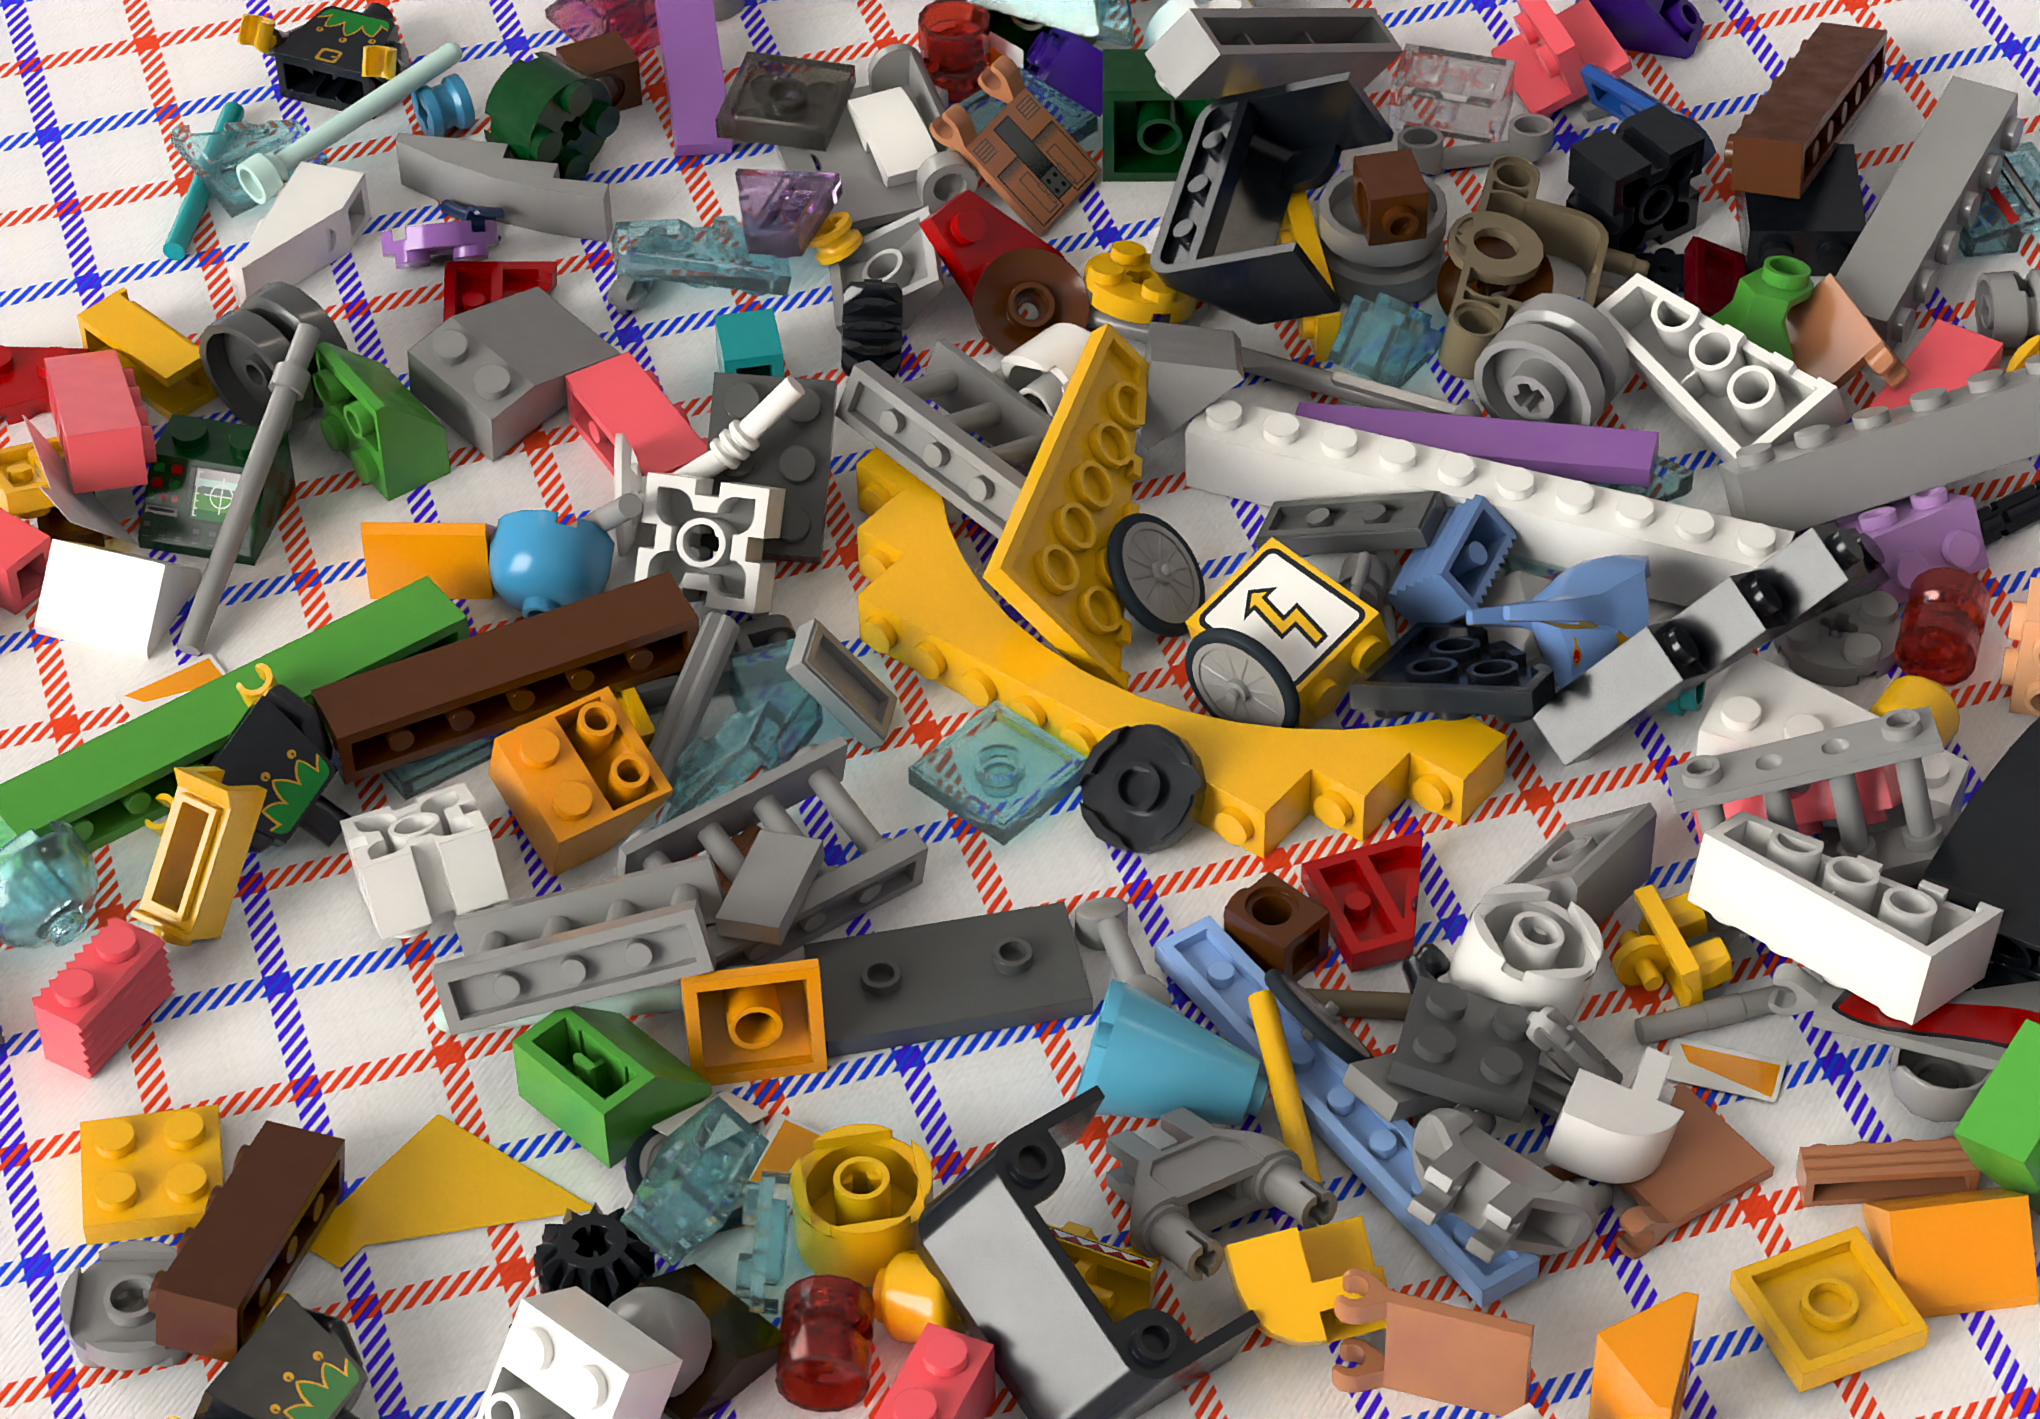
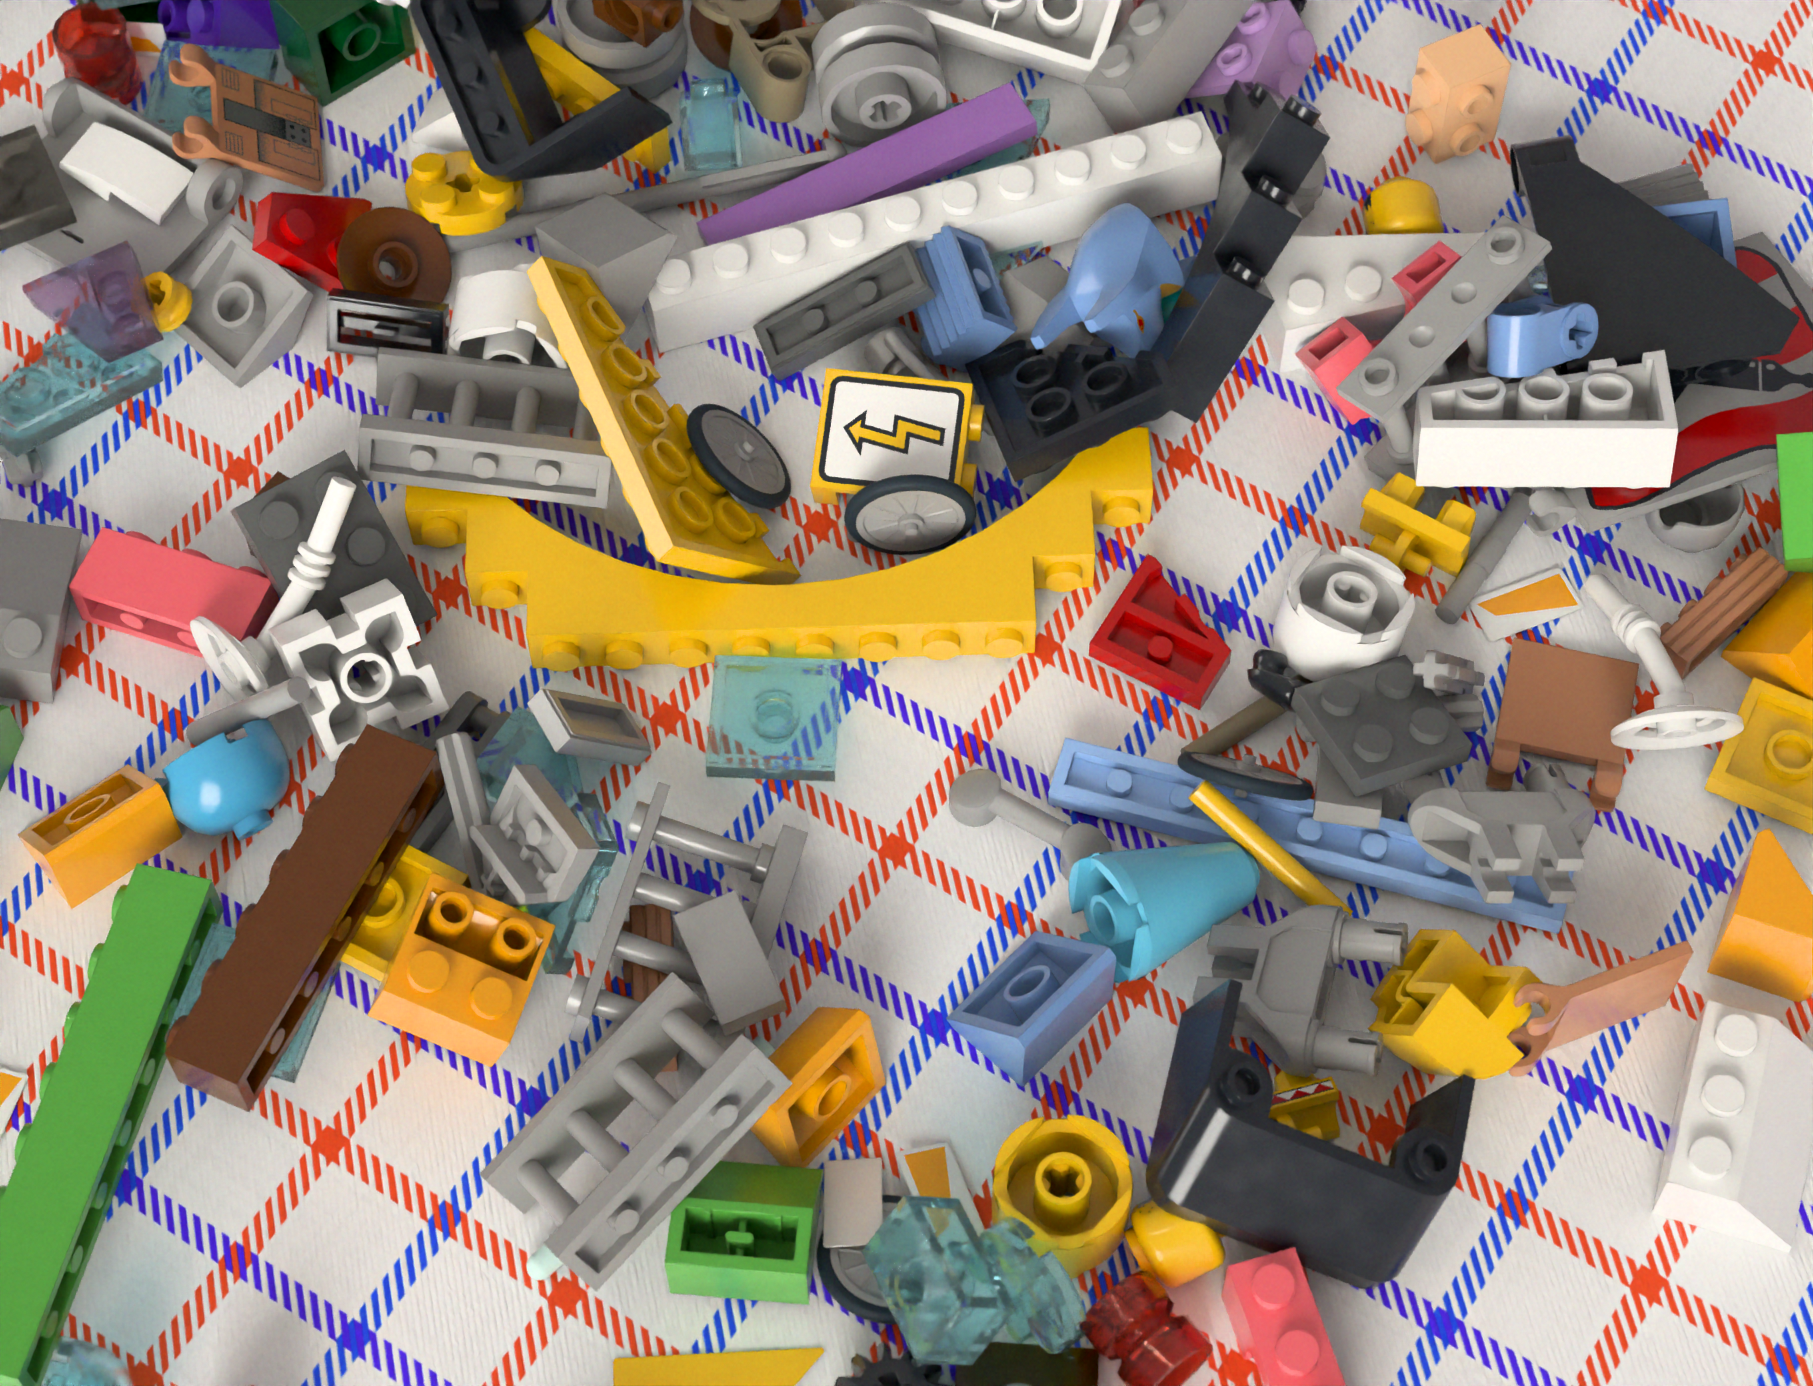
camera: 40 degrees left, 15 degrees up
(200, 856) = (216, 1349): yellow window -> none
(289, 754) = (183, 1162): torso -> none
(424, 861) = (405, 1140): white brick -> none
(704, 727) = (533, 843): none -> light grey slope
(749, 343) = (198, 461): teal brick -> none
(872, 325) = (288, 372): black gear -> none
(950, 979) = (911, 928): dark grey plate -> none
(984, 319) = (387, 306): none -> black tile
(990, 1088) = (1036, 1002): none -> medium blue slope
(1142, 788) = (914, 660): black tile -> none
(1278, 926) = (1134, 694): reddish brown brick -> none
(1595, 861) = (1284, 504): light grey slope -> none
(1614, 1129) = (1534, 711): white brick -> none
(1730, 1198) = (1674, 713): none -> white dish
(1883, 826) = (1537, 335): none -> medium blue piece
(1942, 626) = (1359, 130): clear red wheel -> none

